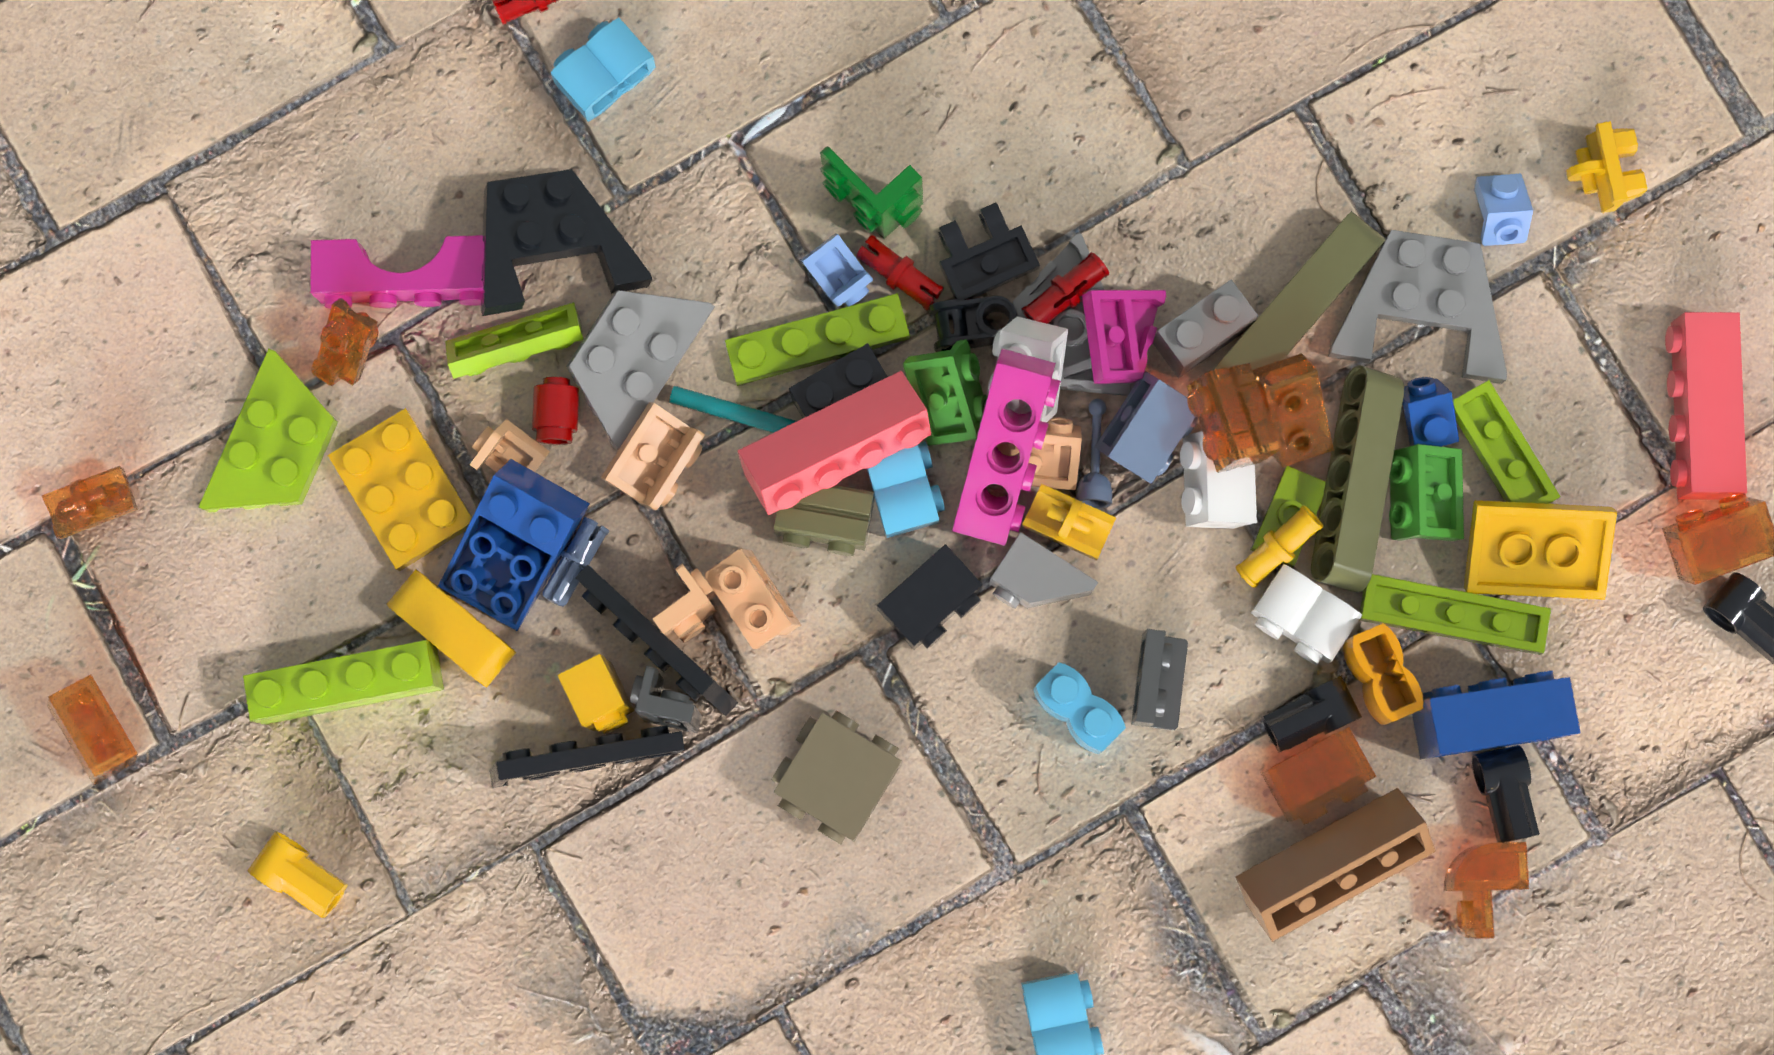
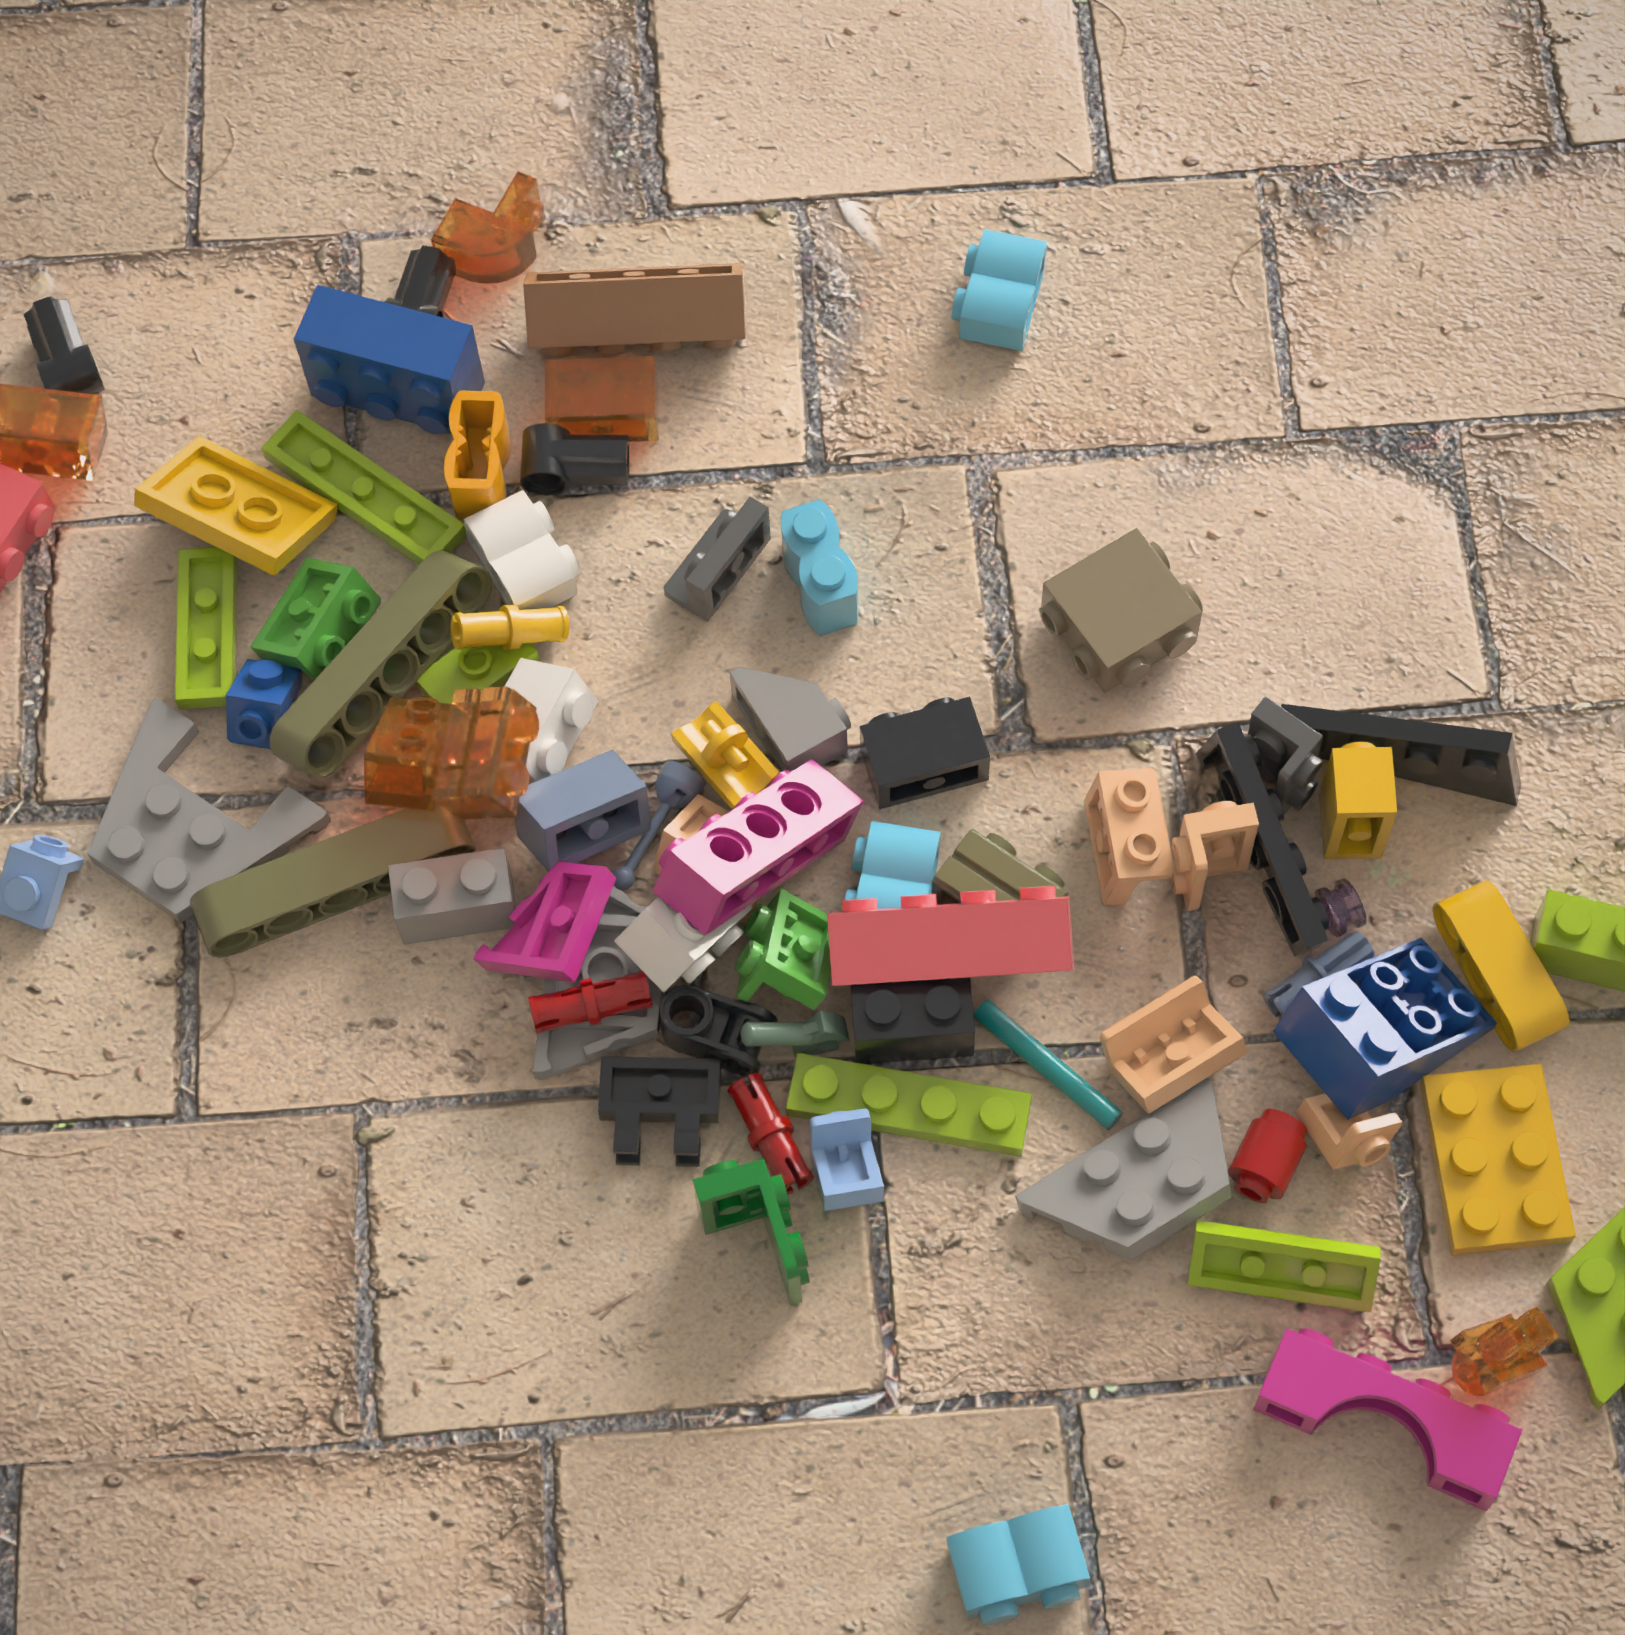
camera: 155 degrees left, 15 degrees down
(545, 221) = (1183, 1390): black wing -> none
(580, 619) = (1342, 907): none -> bush
(897, 353) = (811, 1037): none -> sand green bar

